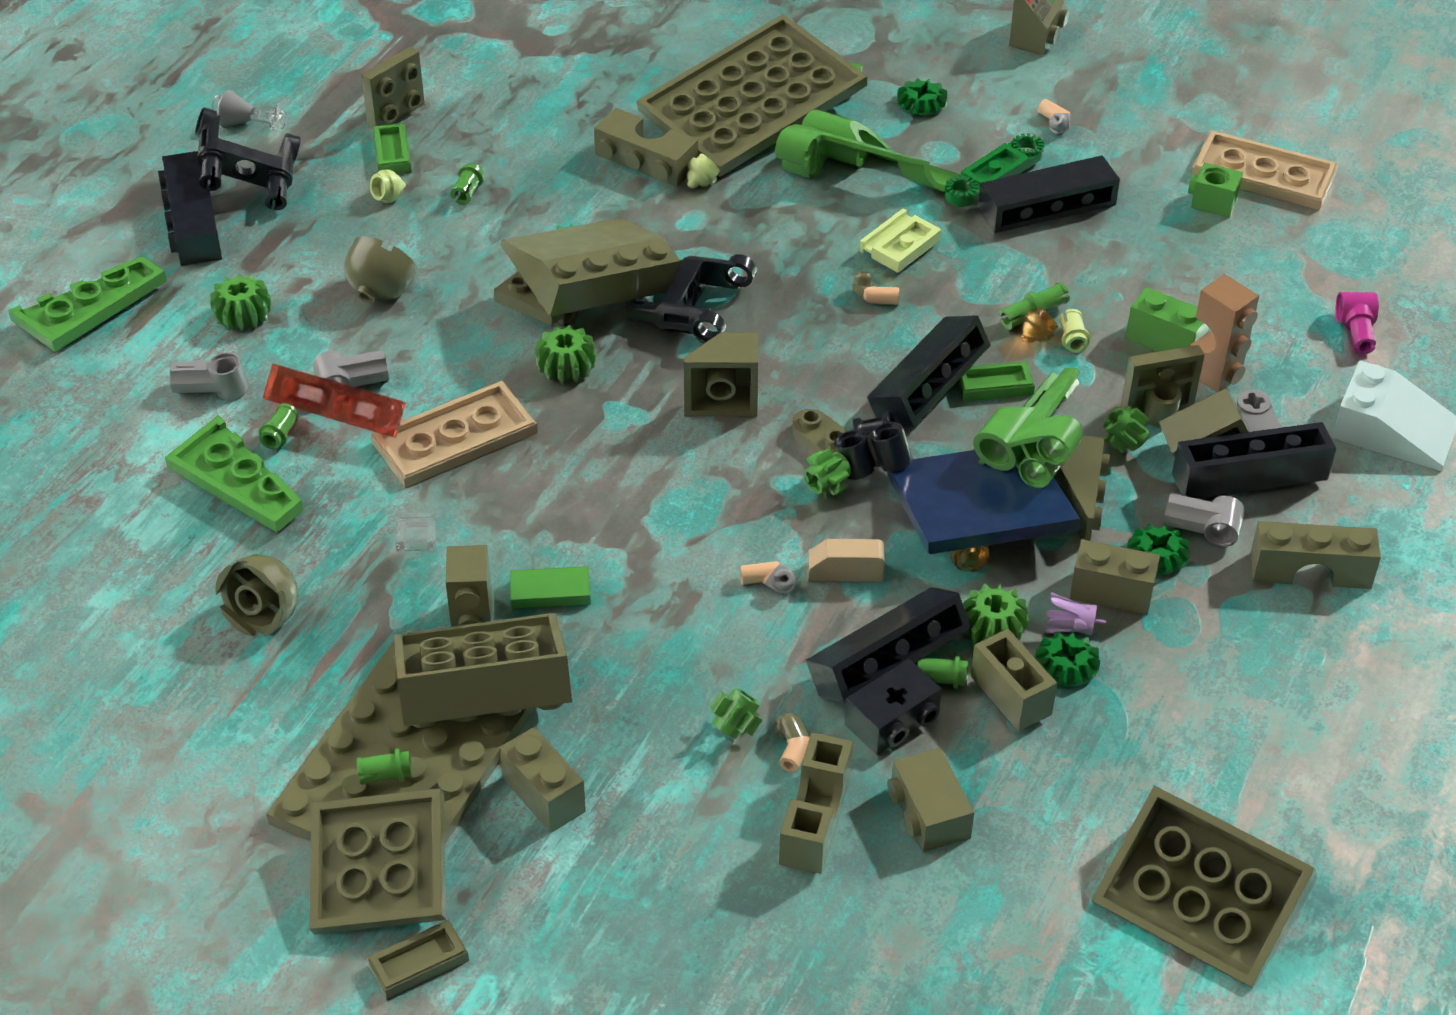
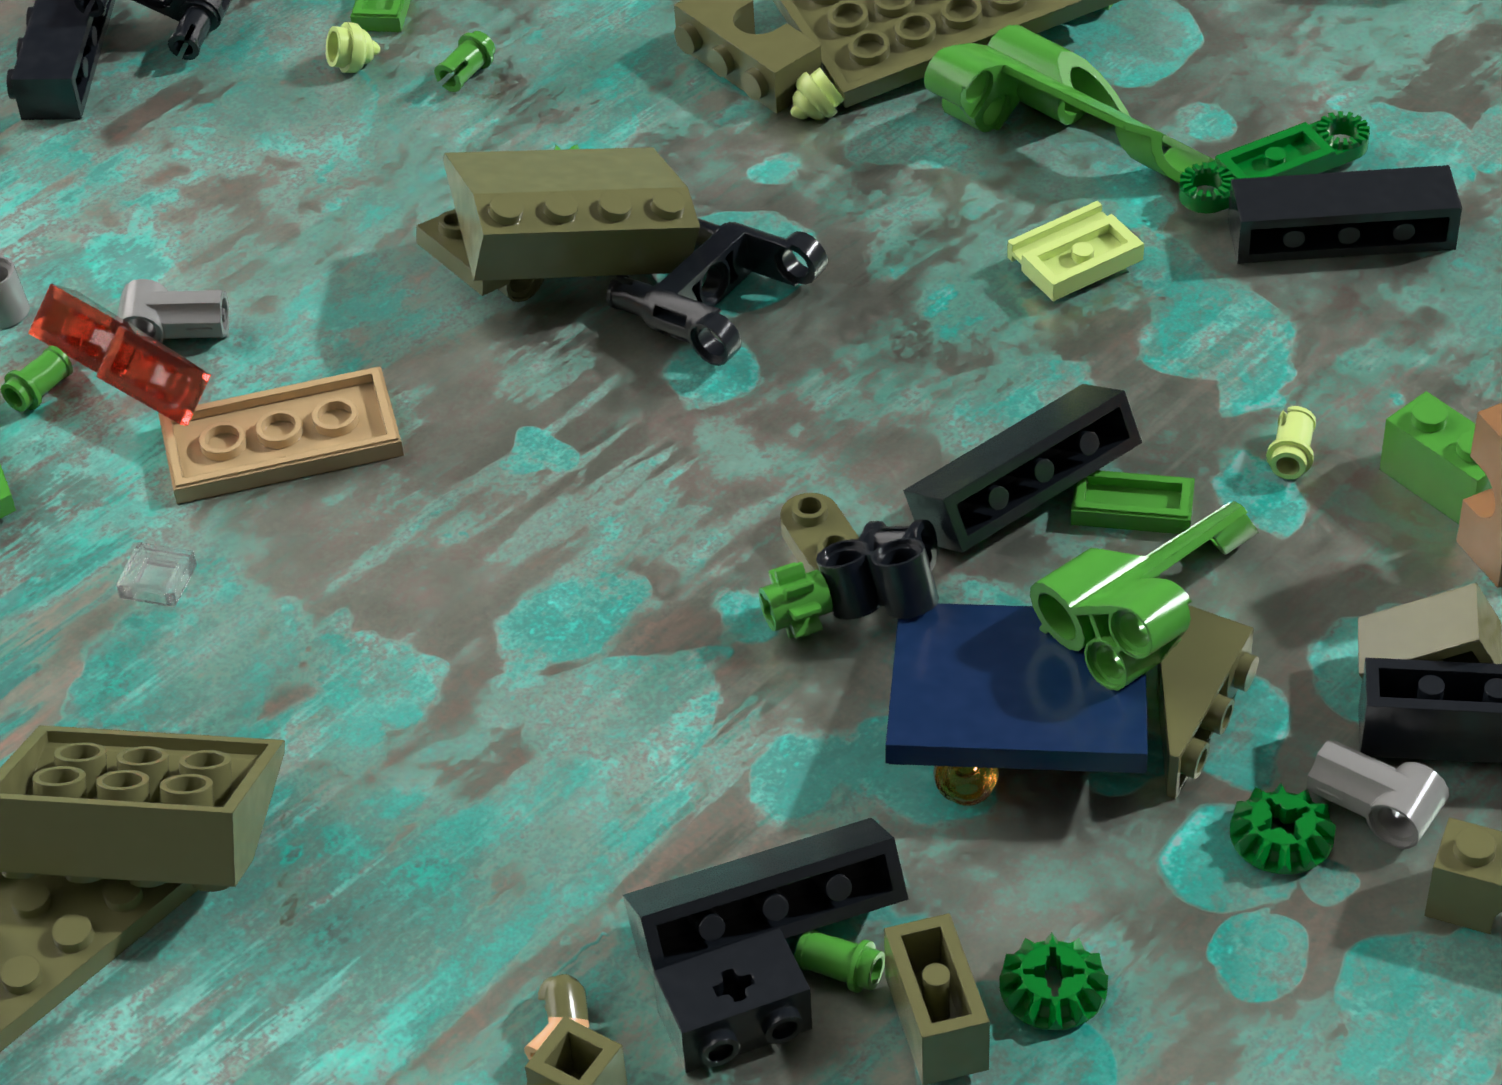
camera: 20 degrees right, 0 degrees up
(240, 302) = (66, 186): bright green gear -> none
(377, 271) = (270, 173): olive cylinder -> none
(468, 585) = (171, 673): olive brick -> none
(542, 779) = (151, 998): olive brick -> none
(550, 587) = (309, 698): bright green tile -> none
(565, 354) = (487, 342): bright green gear -> none
(722, 376) = (694, 418): olive slope -> none
(736, 713) = (484, 957): bright green gear -> none
(771, 574) = (642, 743): arm -> none
(847, 561) = (768, 748): tan piece -> none
(870, 293) = (997, 327): light nougat arm -> none
(932, 101) = (1224, 33): green gear -> none
(995, 611) = (960, 881): bright green gear -> none
(1038, 326) = (1235, 425): clear orange plate -> none
(1046, 299) = (1245, 390): bright green pin -> none
(1058, 117) = (1416, 92): arm -> none
(1076, 617) = (1093, 914): lavender piece -> none
(1114, 577) = (1180, 861): olive brick -> none
(1126, 429) = (1304, 619): bright green gear -> none
(1163, 382) = (1387, 553): olive plate -> none

